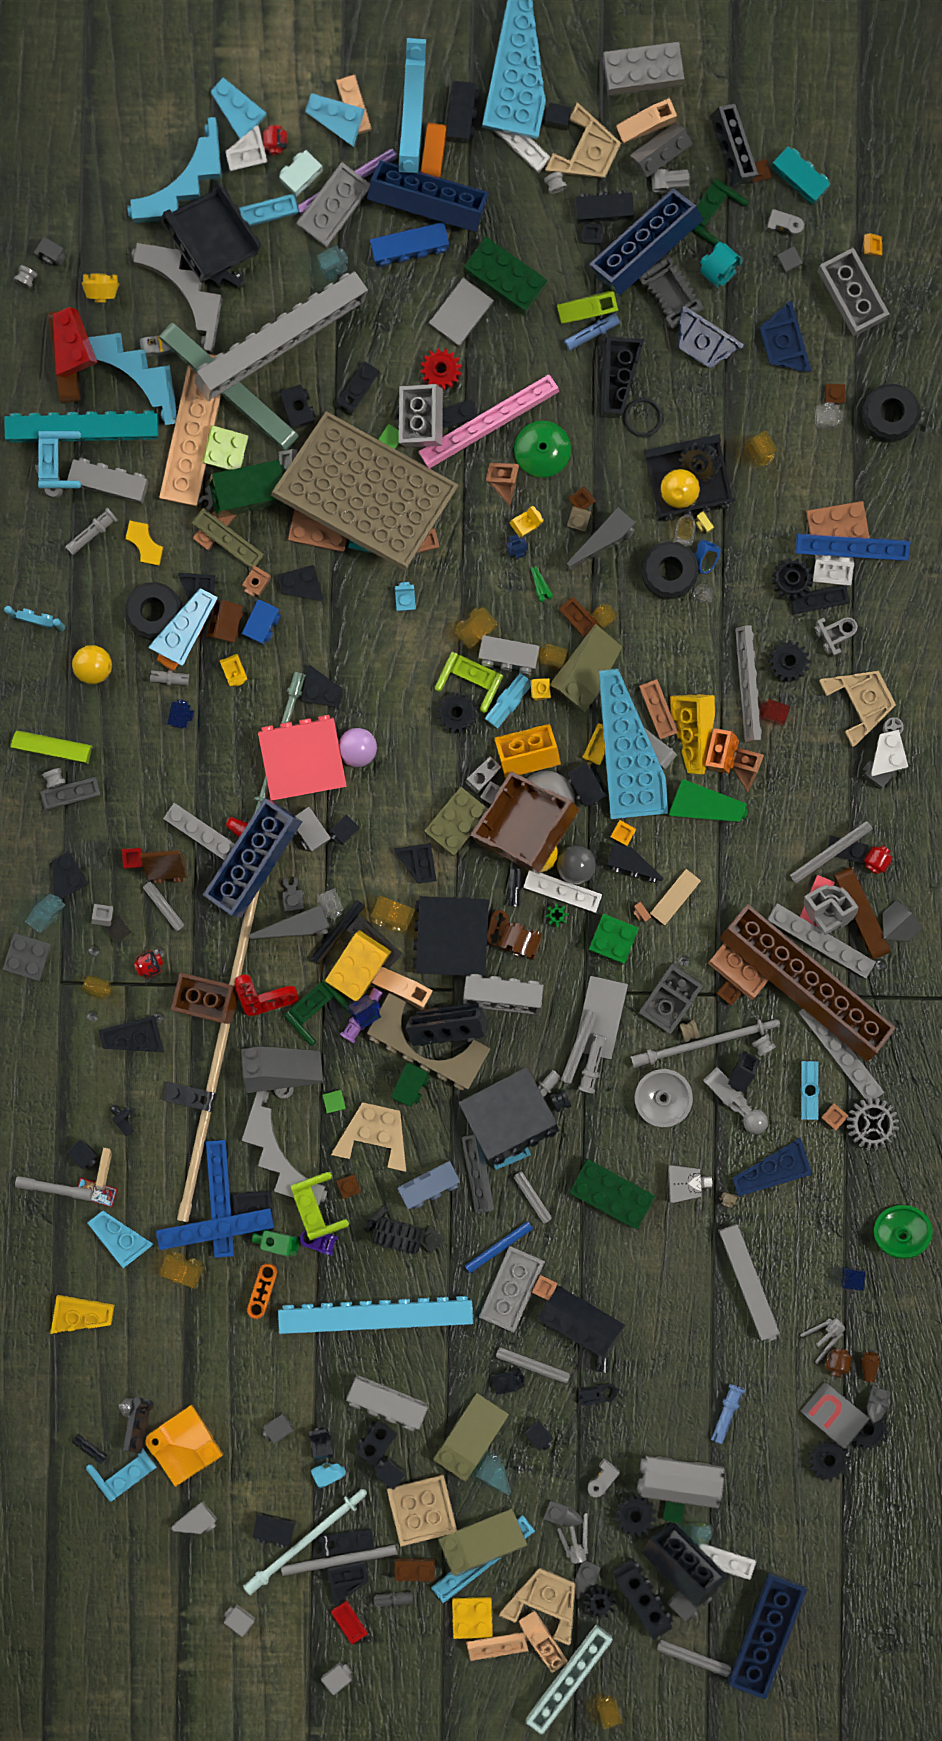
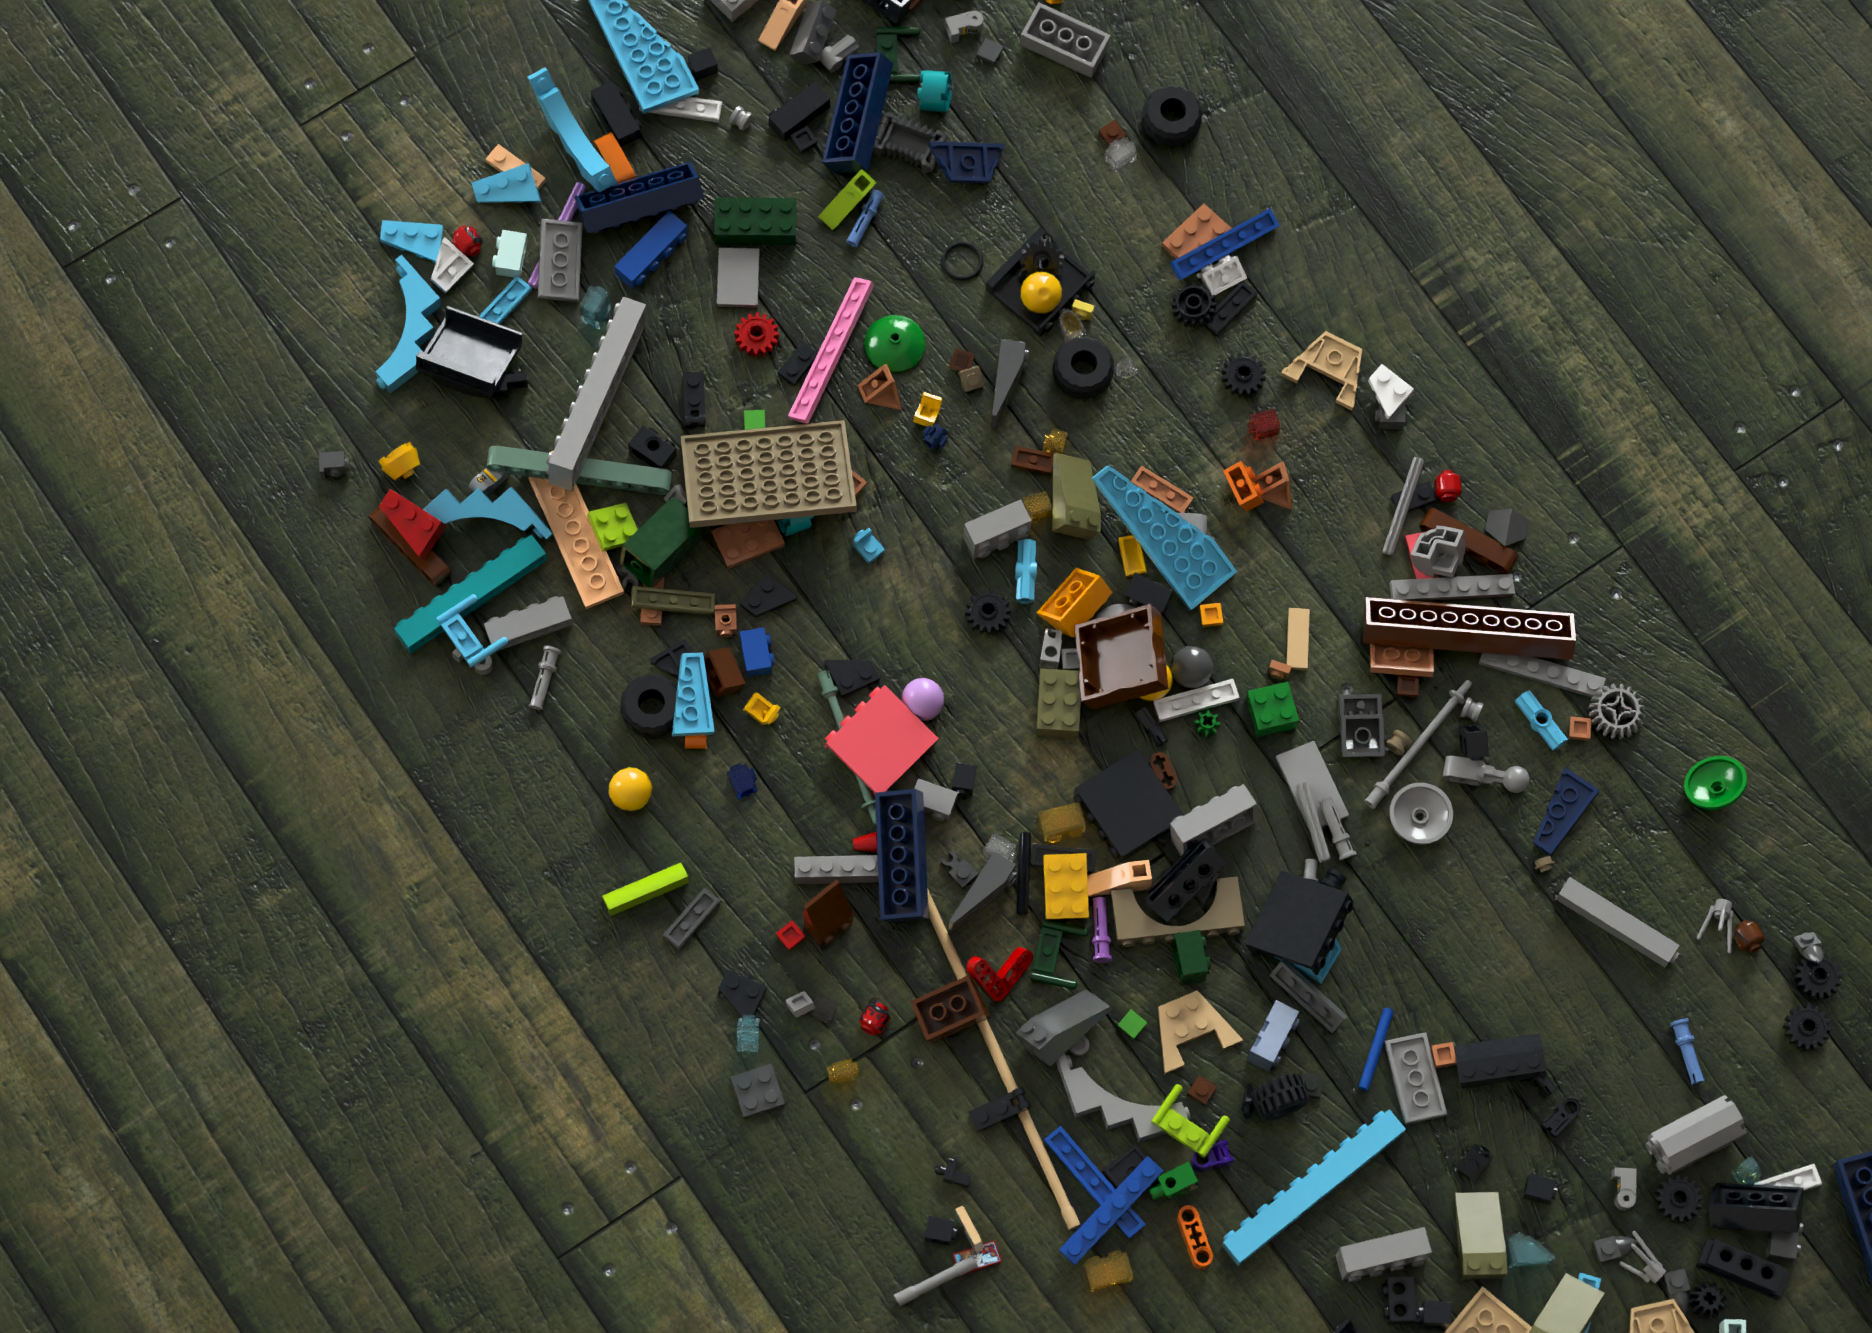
camera: 40 degrees left, 15 degrees down
(25, 276) = (325, 499): light grey wheel -> none
(29, 617) = (556, 783): medium azure plate -> none
(54, 778) = (667, 914): light grey wheel -> none
(119, 1240) = (1028, 1285): medium azure wing -> none
(133, 1036) = (908, 1092): black wing -> none
(139, 535) = (608, 659): yellow tile -> none
(164, 907) = (850, 959): light grey axle -> none
(169, 678) = (708, 755): light grey pin -> none
(204, 305) = (447, 406): light grey arch -> none
(365, 1011) = (1102, 919): clear blue brick -> none
(419, 862) = (1050, 762): black wing -> none
(420, 415) = (769, 382): light grey brick -> none
(471, 672) = (976, 569): lime plate -> none
(472, 630) = (950, 529): clear yellow brick -> none
(520, 941) = (1193, 765): reddish brown brick -> none
(532, 1197) = (1372, 984): light grey axle -> none
(533, 1365) = (1485, 1132): light grey axle -> none
(540, 689) = (1047, 541): yellow bracket -> none
(541, 586) = (979, 457): green piece -> none
(593, 152) = (755, 72): tan wing -> none
(612, 1194) = (1440, 929): dark green brick -> none
(618, 371) = (914, 236): black wedge -> none
(629, 860) = (1237, 633): black slope -> none
(673, 1511) = (1709, 1173): dark green tile -> none
(686, 1183) = (1496, 875): light grey torso -> none
(694, 722) = (1202, 479): yellow wedge -> none
(694, 1658) = (1828, 1290): light grey axle -> none
(705, 804) = (1262, 542): green slope -> none
(707, 556) = (1107, 334): blue rock -> none
(748, 687) = (1222, 416): light grey plate -> none
(762, 449) = (1086, 215): clear yellow brick -> none
(784, 341) = (1036, 118): dark blue wing -> none
(834, 634) = (1264, 326): light grey pin -> none
(835, 1415) = (1782, 982): dark grey slope -> none
(853, 1279) = (1705, 854): clear blue brick -> none
(870, 1365) = (1778, 920): reddish brown cone -> none
(896, 725) = (1371, 366): light grey wheel -> none

